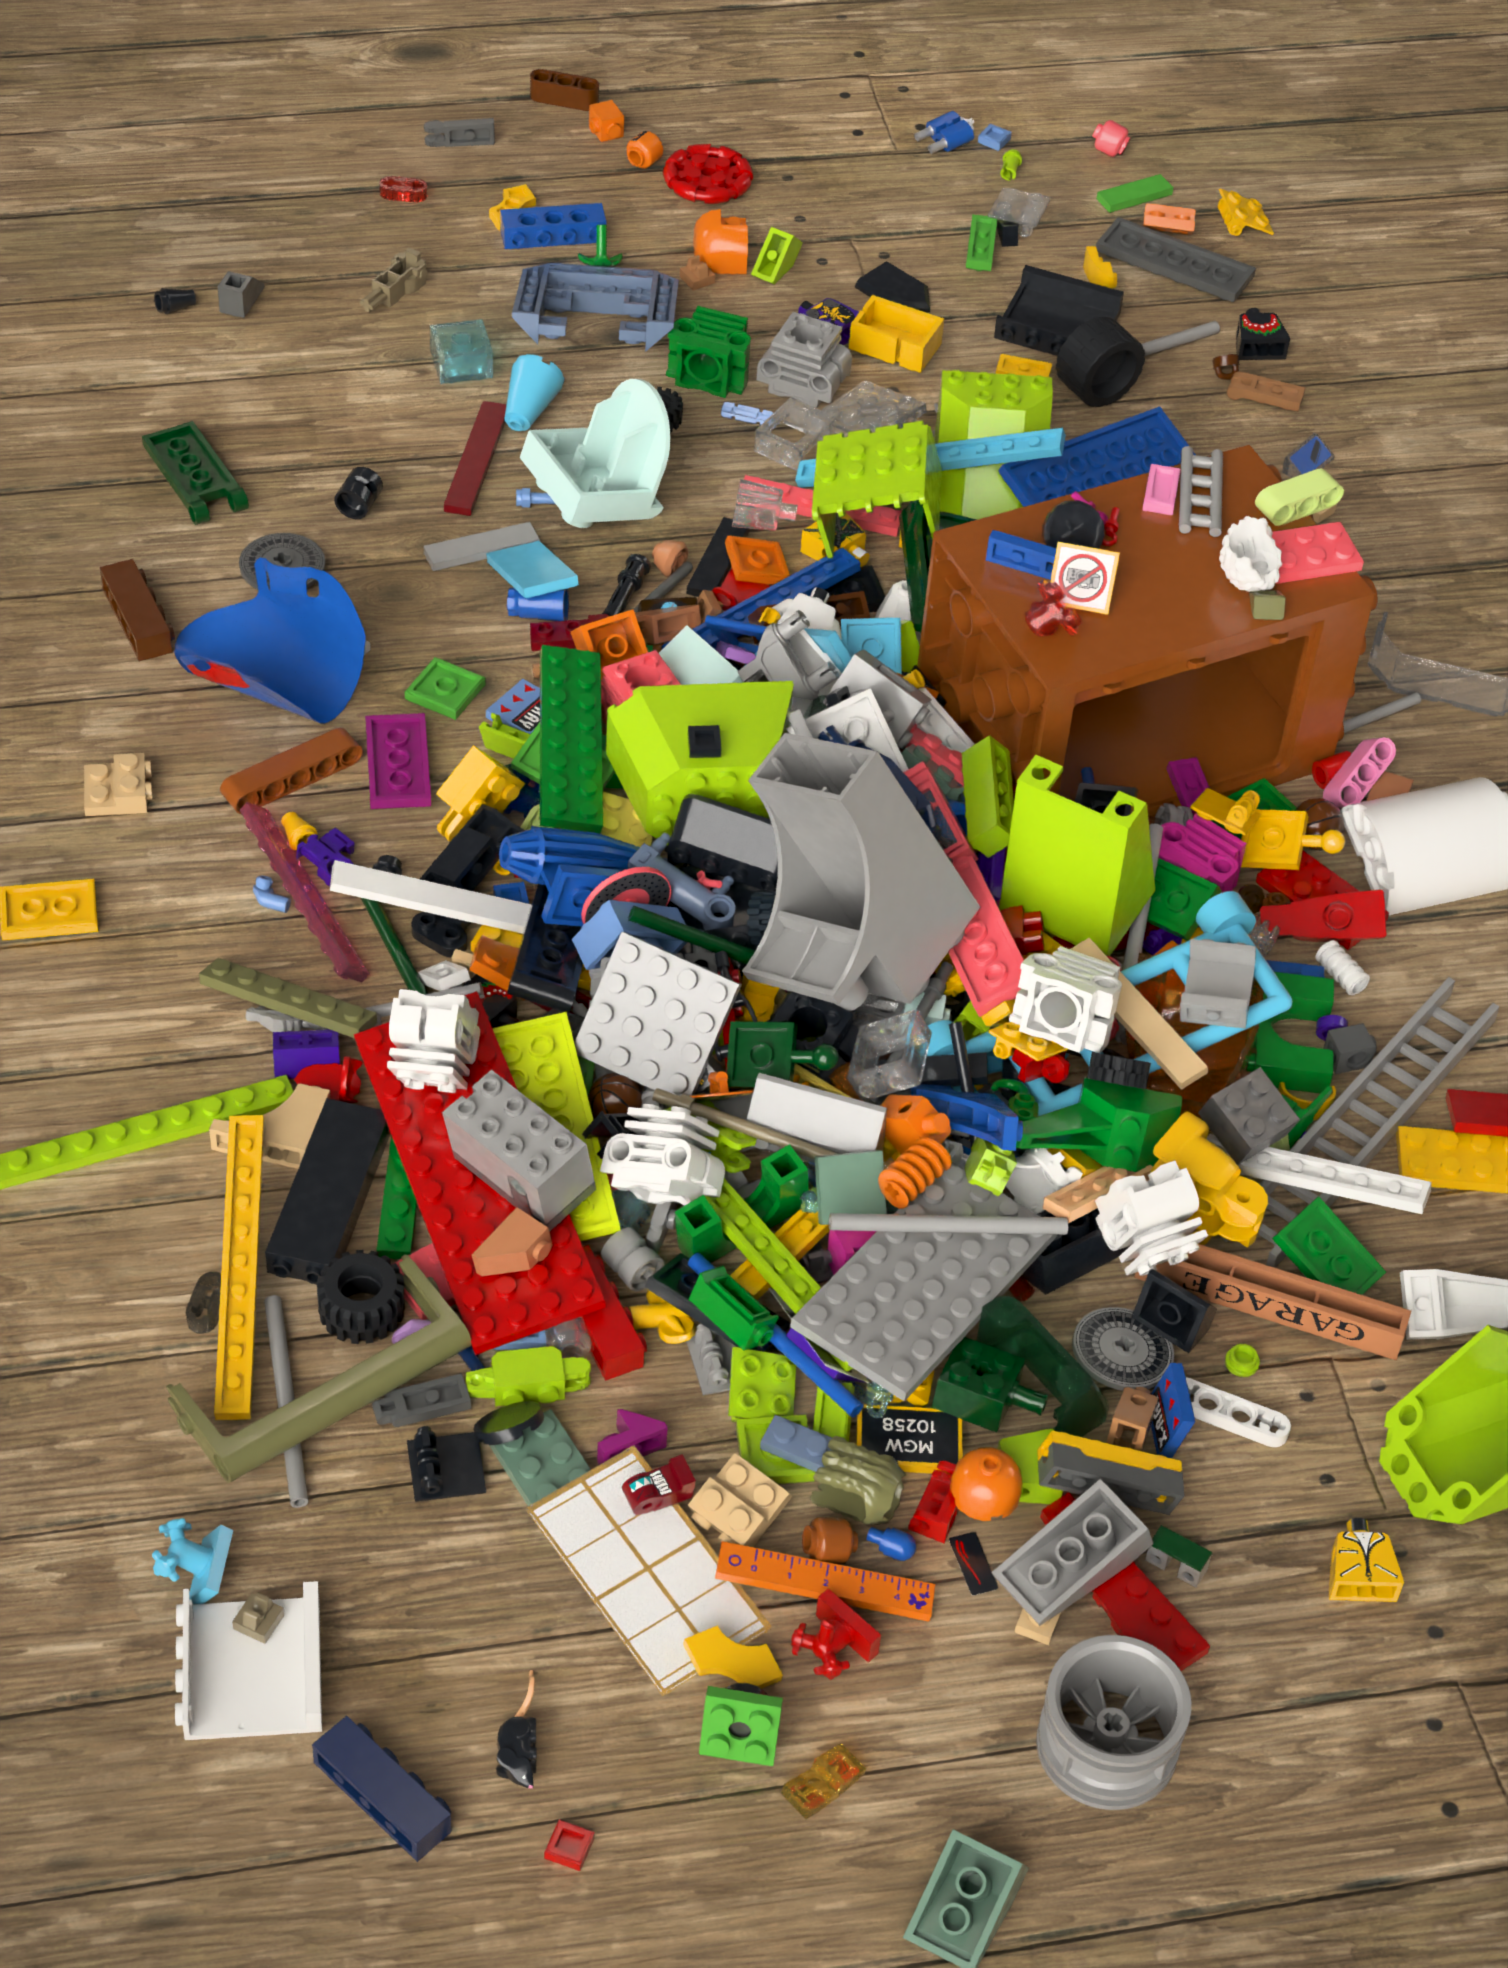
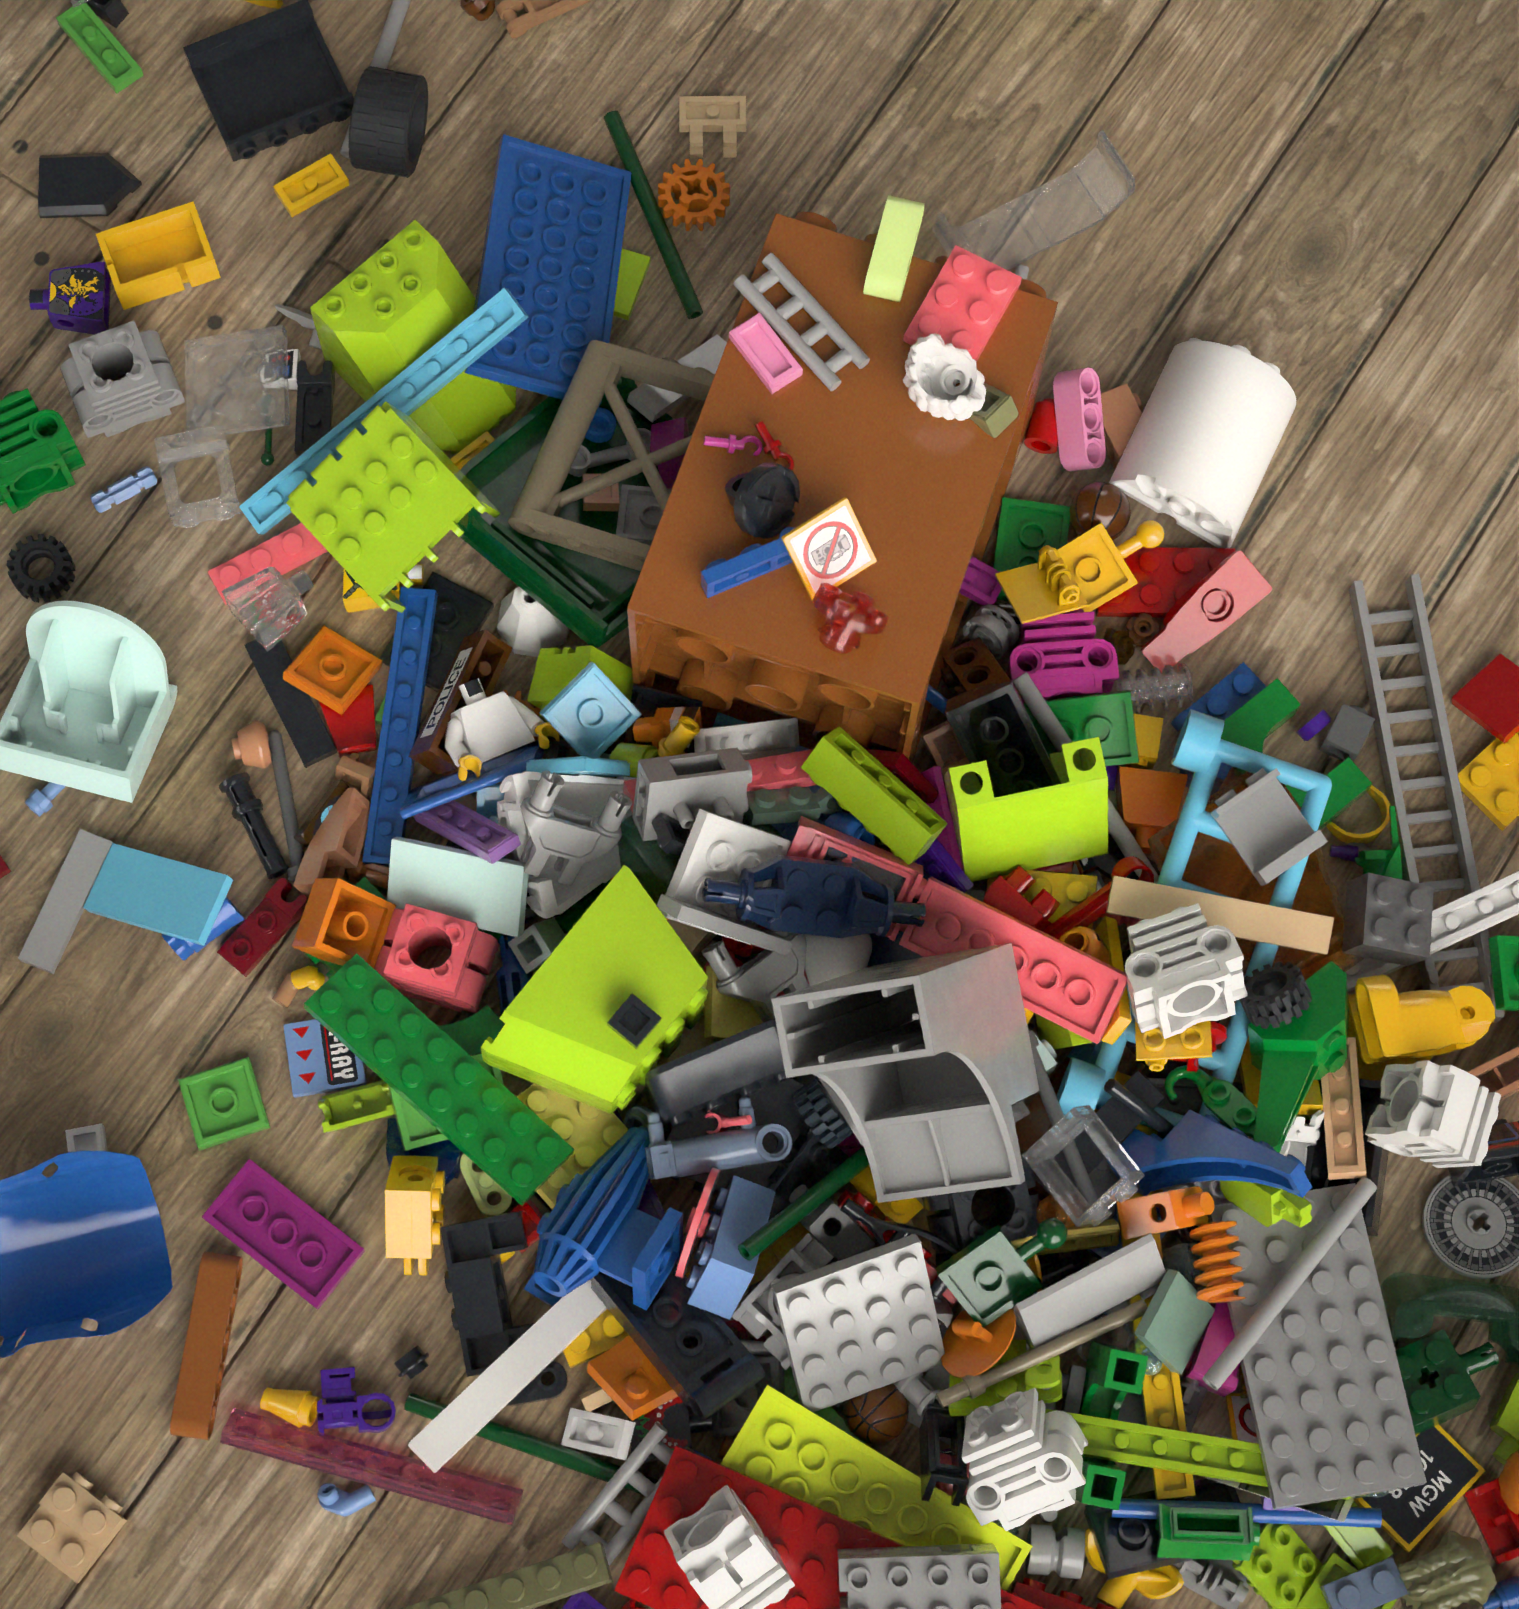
camera: 45 degrees left, 25 degrees up
(1308, 456) = (663, 57): slope -> none
(1342, 967) = (1259, 649): white piece -> none

